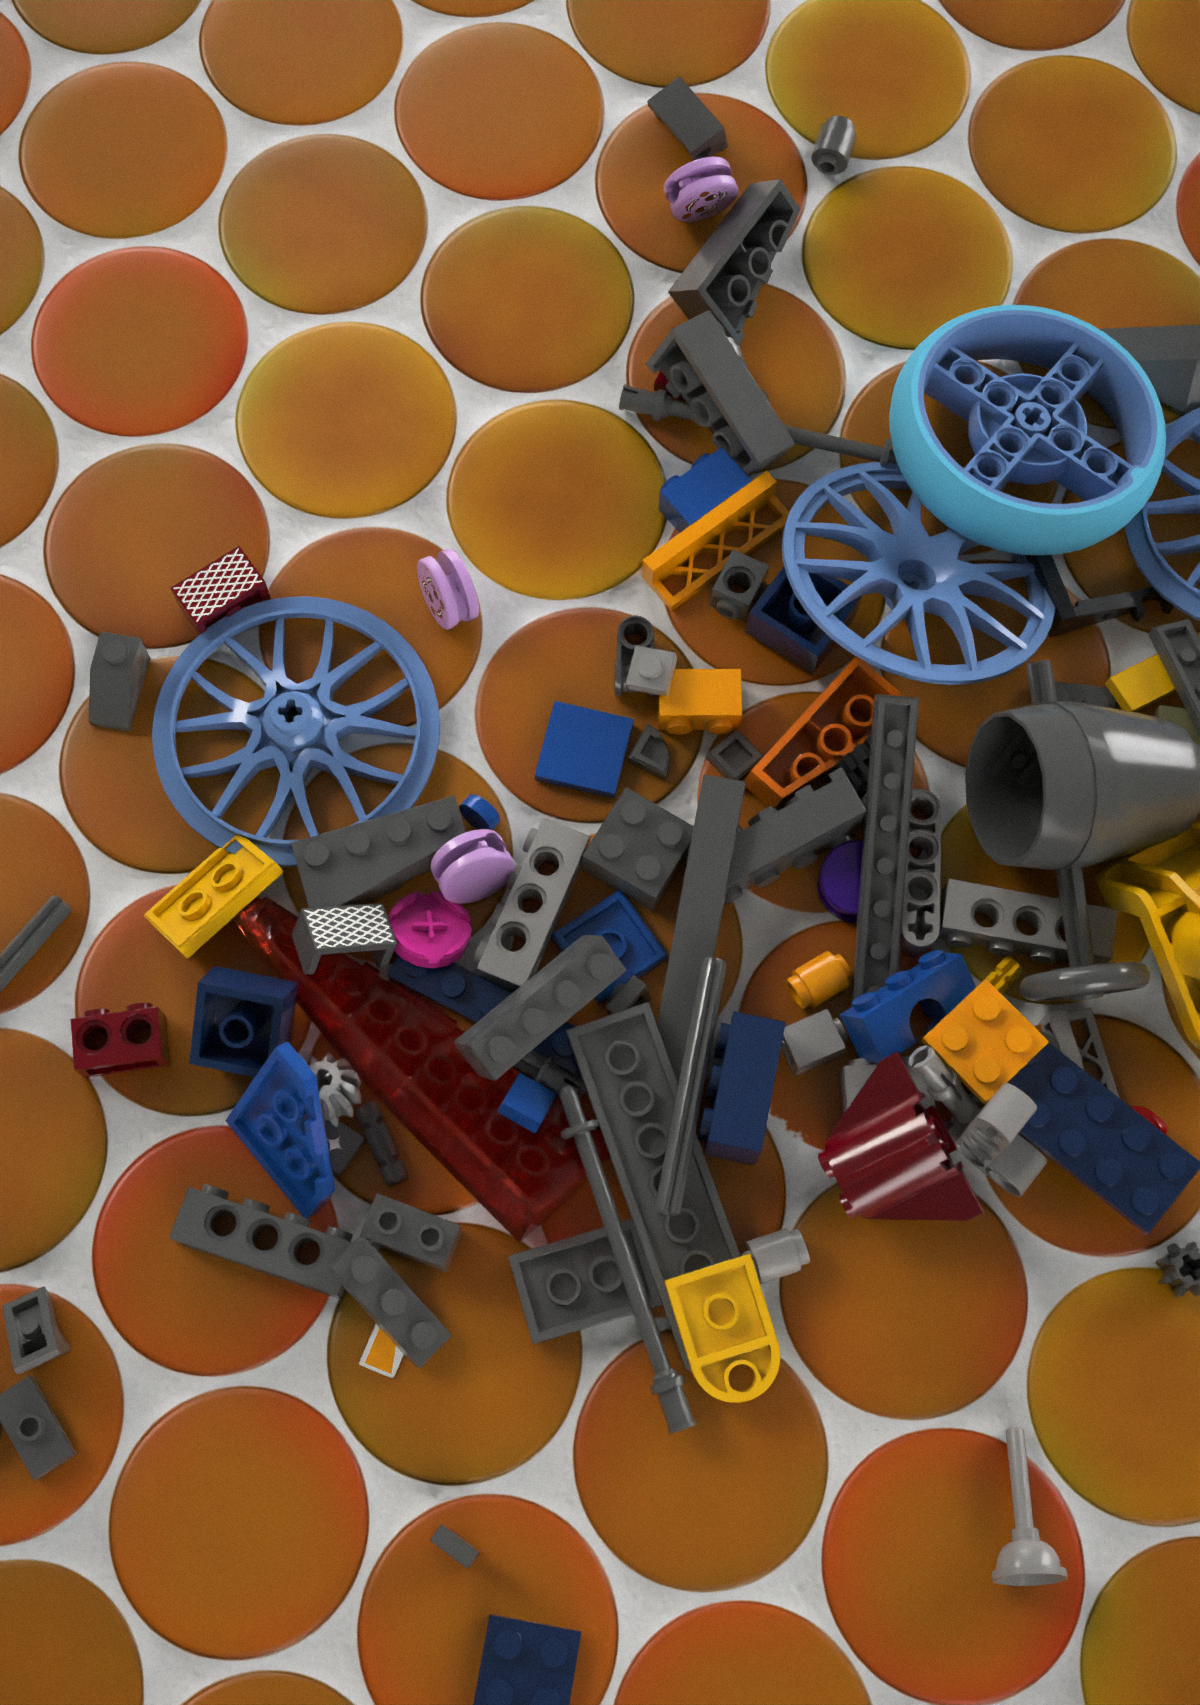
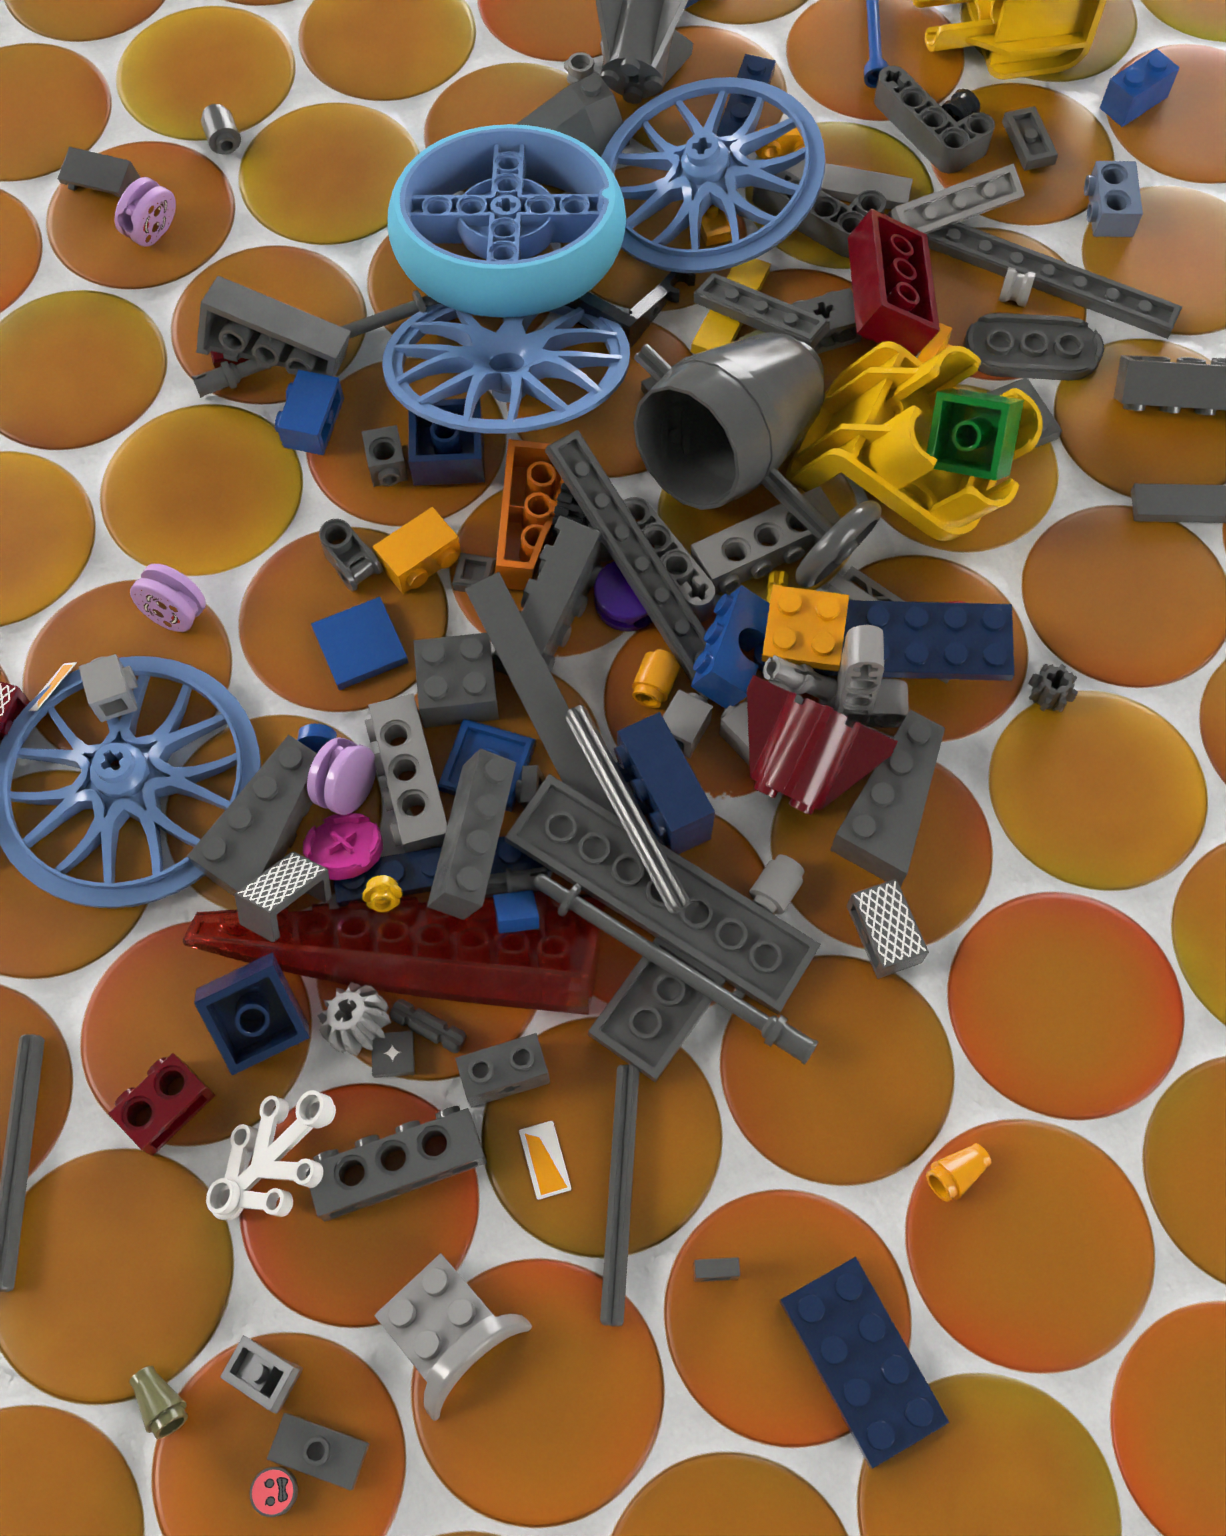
camera: 35 degrees left, 5 degrees down
(117, 1161) = (231, 1194): none -> white plant
(201, 1410) = (444, 1328): none -> light grey piece
(212, 895) = (153, 941): yellow tile -> none
(285, 1129) = (349, 1063): blue plate -> none
(302, 595) = (54, 681): none -> sticker
(337, 638) = (109, 687): none -> light grey brick
(389, 1301) = (525, 1131): dark grey plate -> none
(427, 1416) = (619, 1196): none -> dark grey axle
(428, 999) = (382, 893): none -> yellow plate
(651, 670) = (368, 549): light grey plate -> none
(651, 753) = (411, 612): dark grey tile -> none
(706, 531) = (332, 434): light orange fence -> none
(725, 1325) = (781, 958): yellow tile -> none
(728, 1634) = (957, 1172): none -> light orange cone
(738, 258) = (207, 236): dark grey wedge -> none
(842, 1371) = (887, 928): none -> dark grey panel
(934, 1264) = (889, 810): none -> dark grey wedge
(1026, 1558) = (1112, 954): light grey piece -> none

